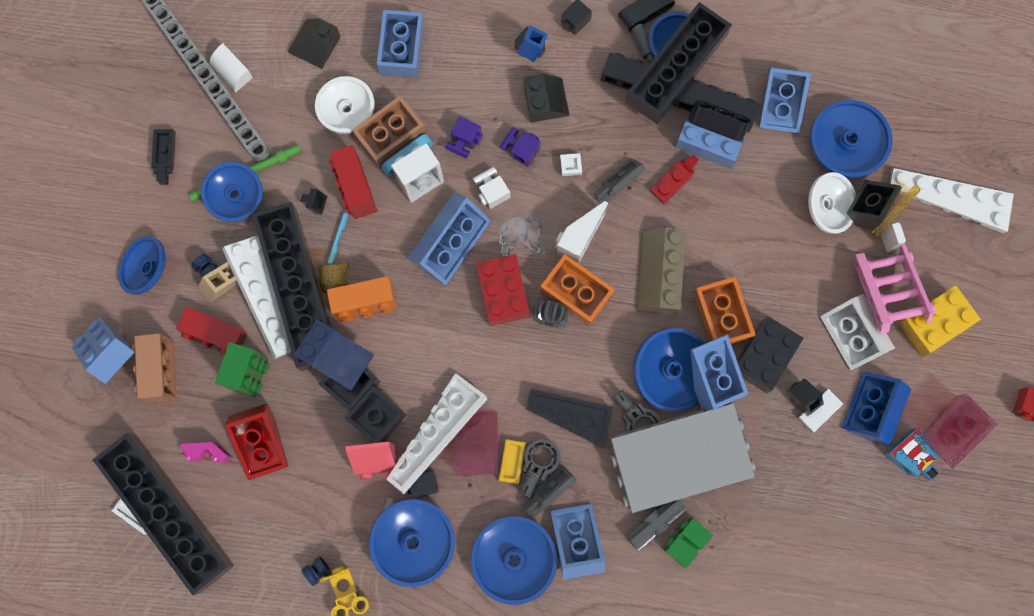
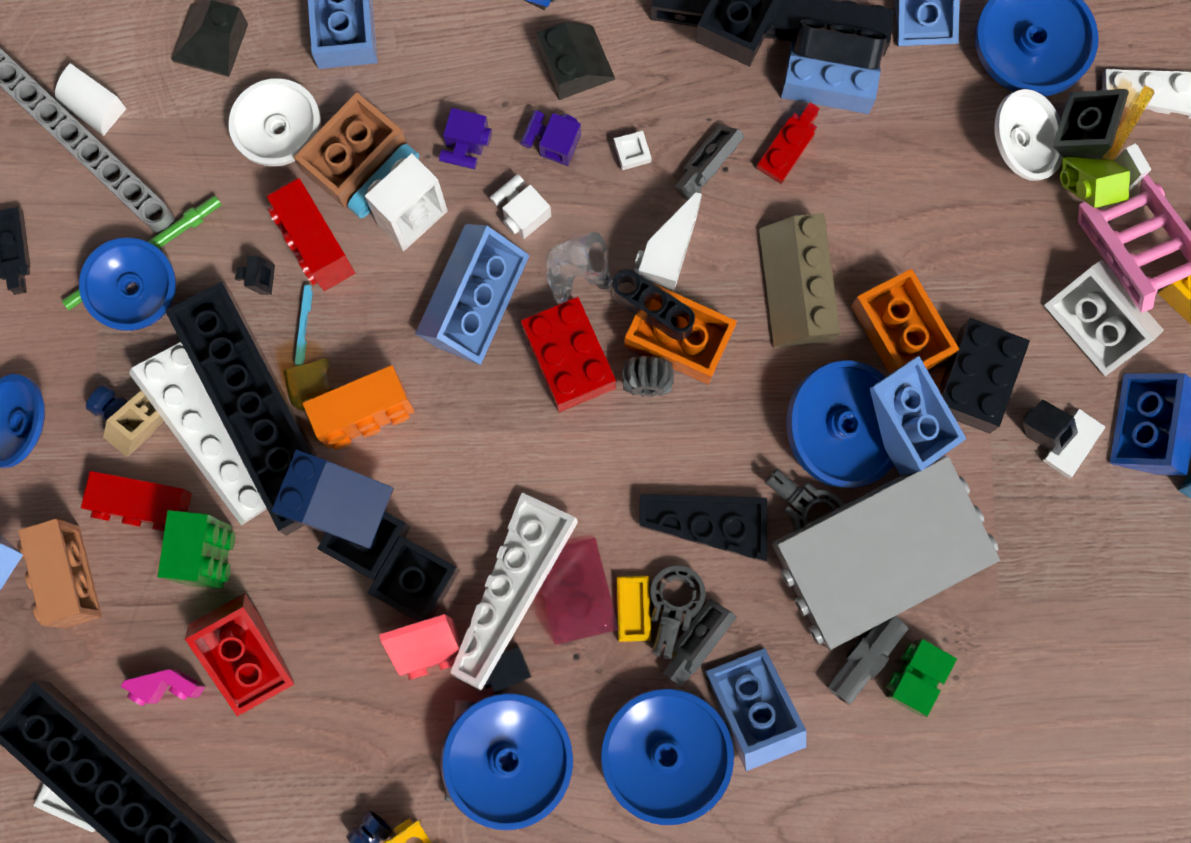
camera: 15 degrees left, 0 degrees up
(559, 259) = (645, 291): none -> black beam
(869, 241) = (1095, 180): none -> lime slope

